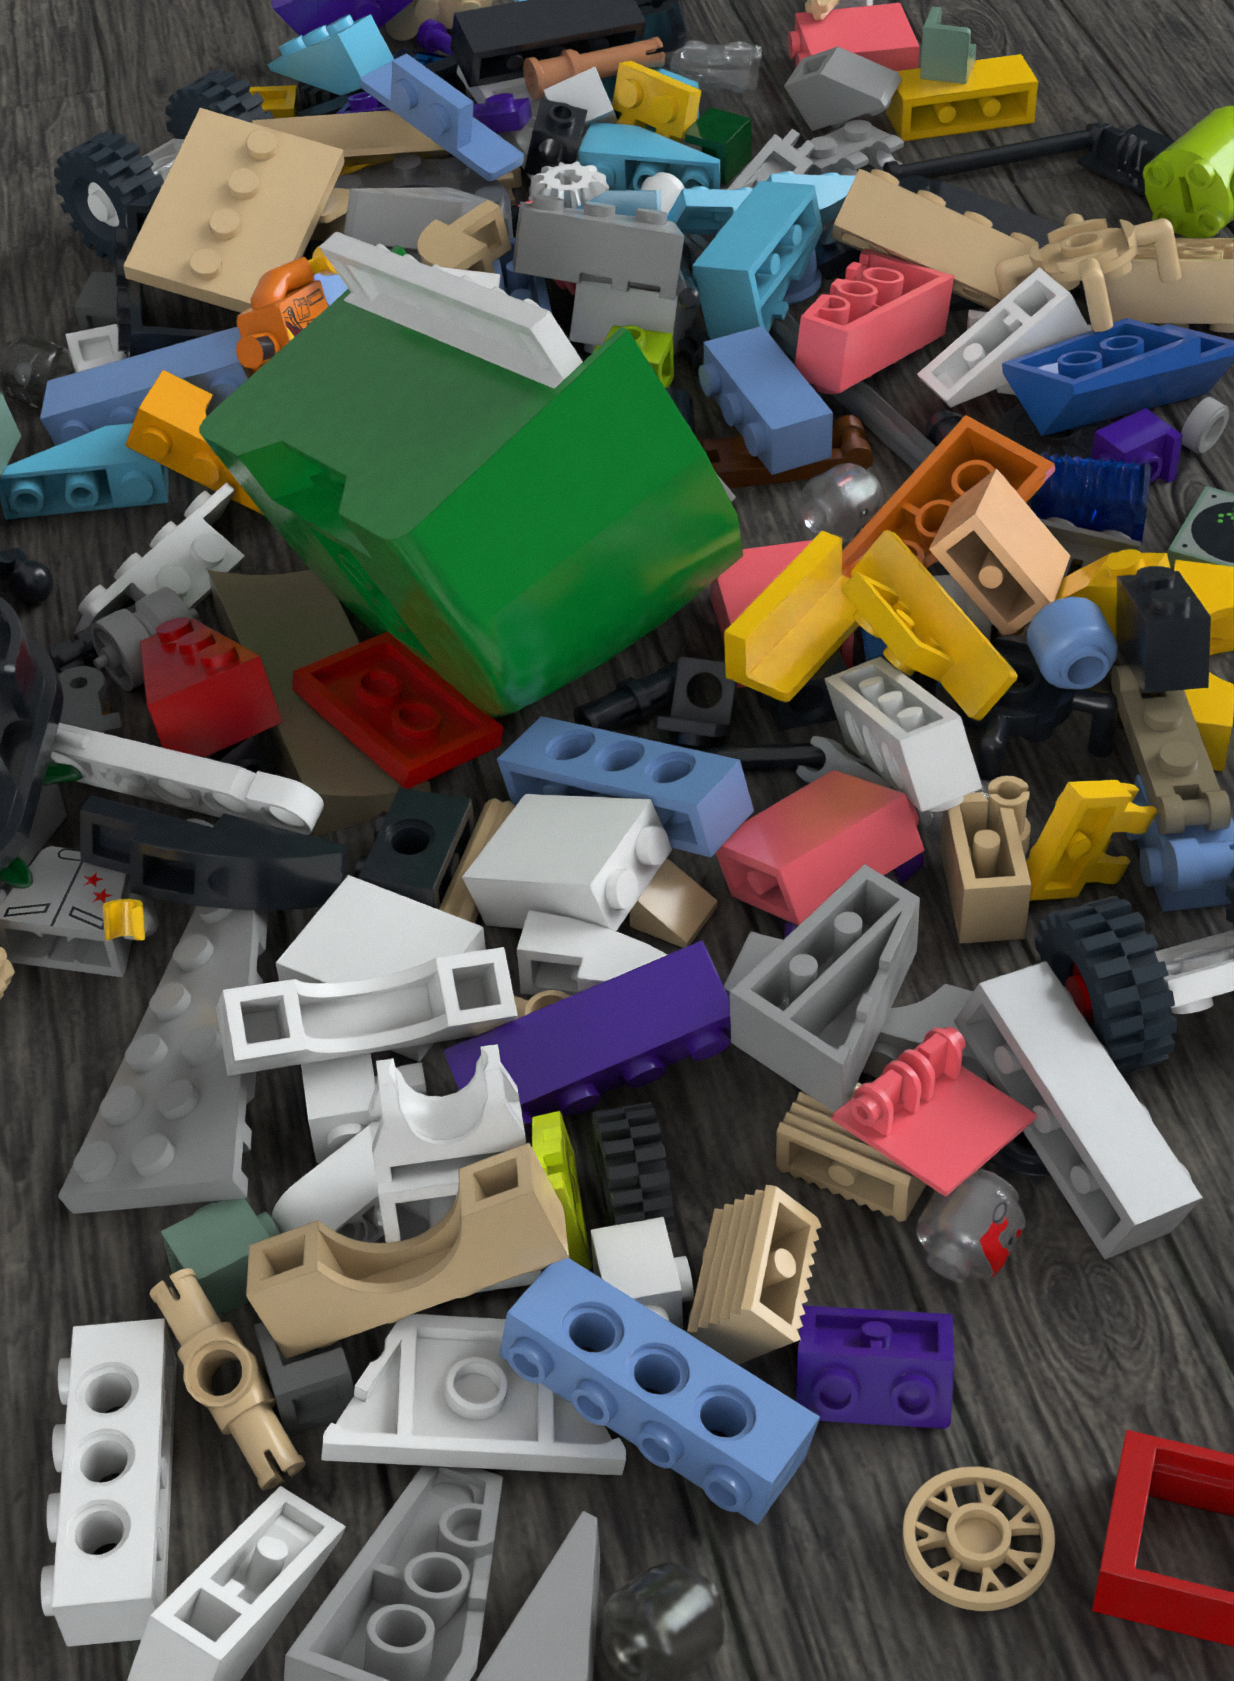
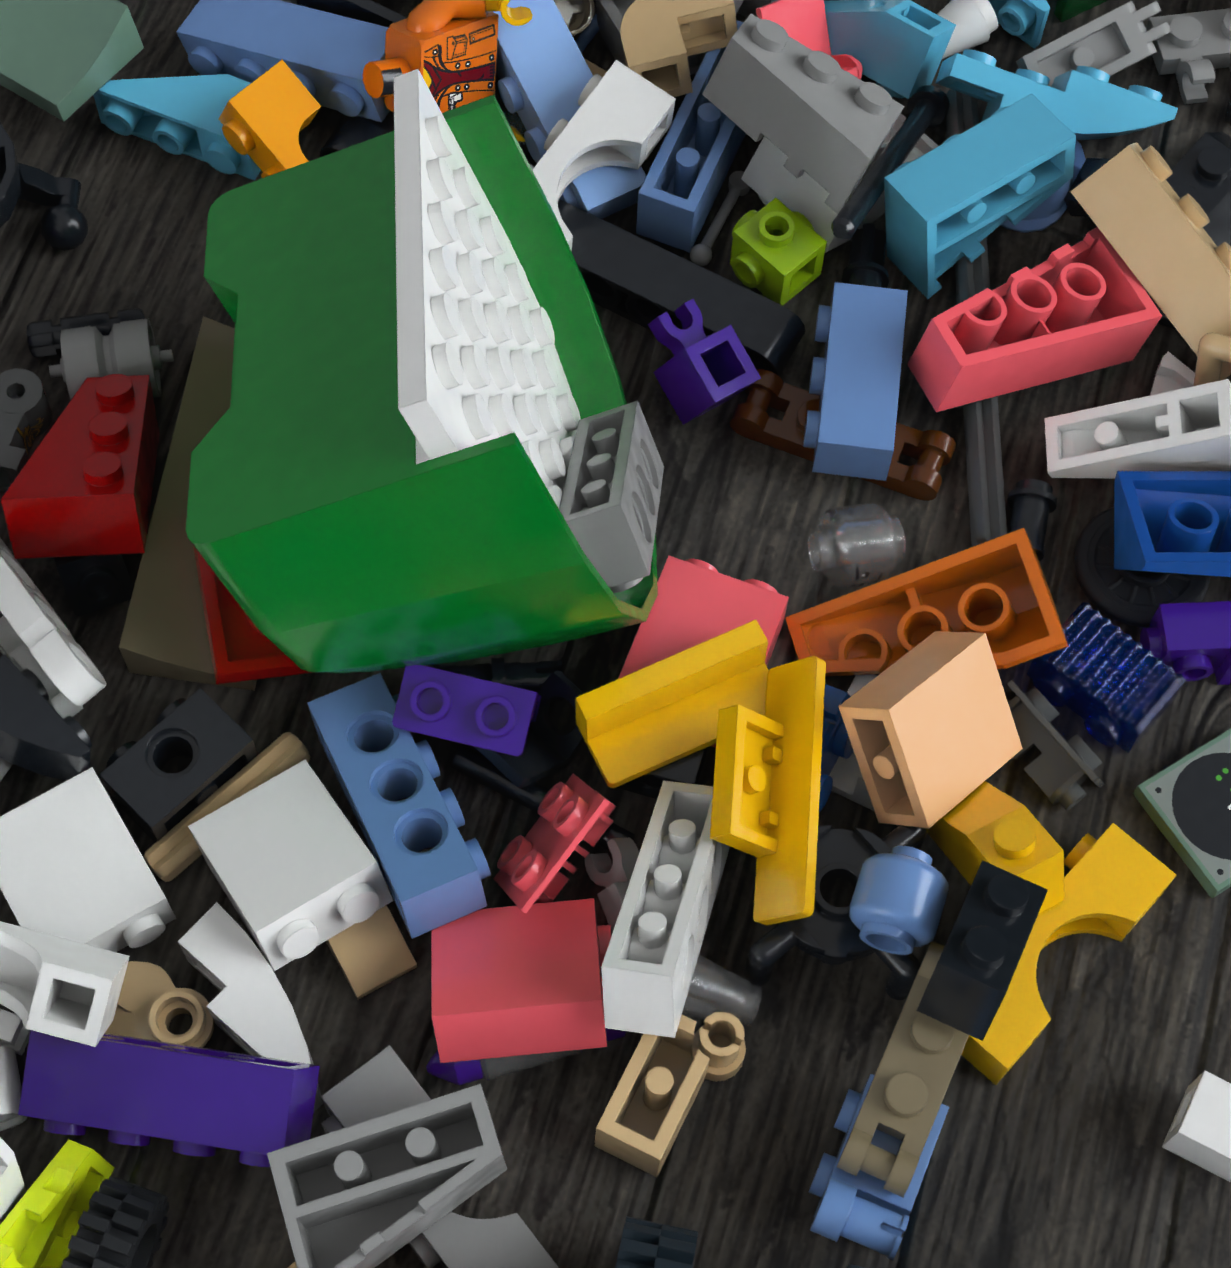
camera: 25 degrees right, 20 degrees up
(176, 561) = (167, 292): white bracket -> none
(633, 691) = (465, 709): none -> dark purple bracket
(772, 743) = (533, 862): none -> coral hinge
(1078, 835) = (767, 1120): yellow plate -> none

